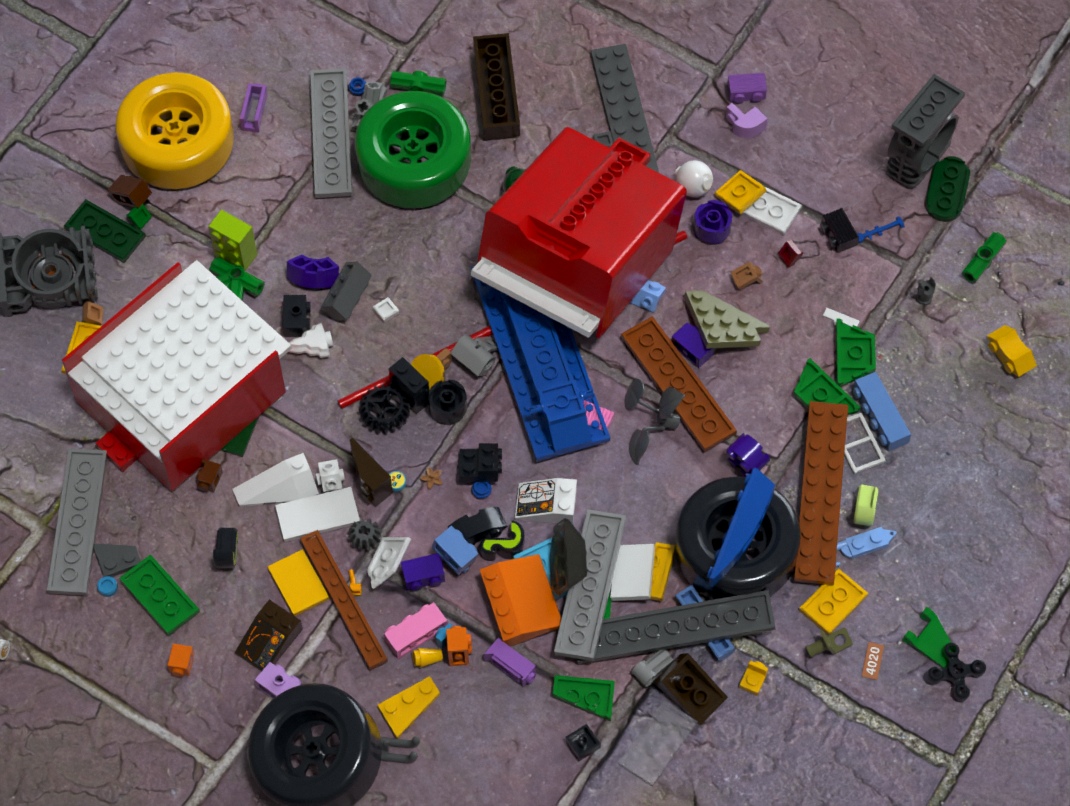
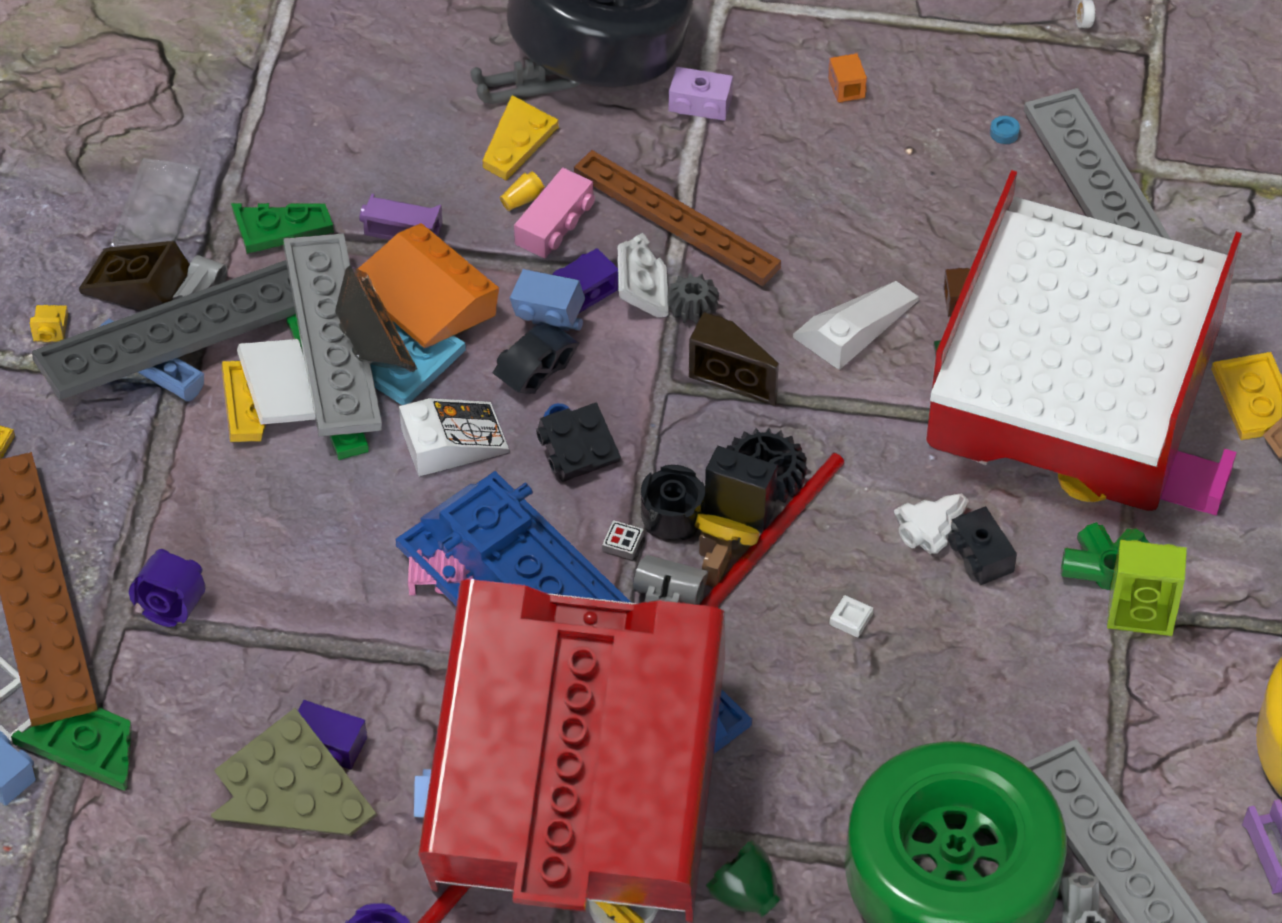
camera: 155 degrees right, 10 degrees down
(116, 558) = (1019, 156): dark grey wing -> none
(159, 595) = (927, 138): green plate -> none
(226, 548) = (871, 209): black animal -> none
(269, 636) = (747, 146): dark brown slope -> none
(298, 582) = (754, 217): yellow tile -> none
(312, 272) = (997, 606): dark purple brick -> none
(317, 512) = (783, 303): white tile -> none
(330, 475) = (787, 344): white brick -> none
(346, 291) = (925, 602): dark grey brick -> none
(356, 588) = (669, 237): light orange hand -> none
(398, 481) = (691, 387): tile -> none
(432, 478) = (642, 411): medium nougat plant -> none
(441, 636) = (508, 218): dark azure plate -> none
(458, 645) = (482, 200): orange brick -> none
(483, 400) = (622, 540): none -> white tile
(504, 546) = (482, 352): black animal -> none
(583, 742) = (258, 169): black piece -> none
(668, 402) = (323, 599): dark grey plant -> none
(669, 369) = (325, 670): dark orange plate -> none
(697, 529) = (137, 503): black wheel -> none
(743, 524) = (119, 416): blue wedge -> none
(747, 275) = (280, 885): medium nougat bracket -> none
(846, 319) = (95, 885): white sticker -> none
(854, 353) = (51, 827): green wing -> none

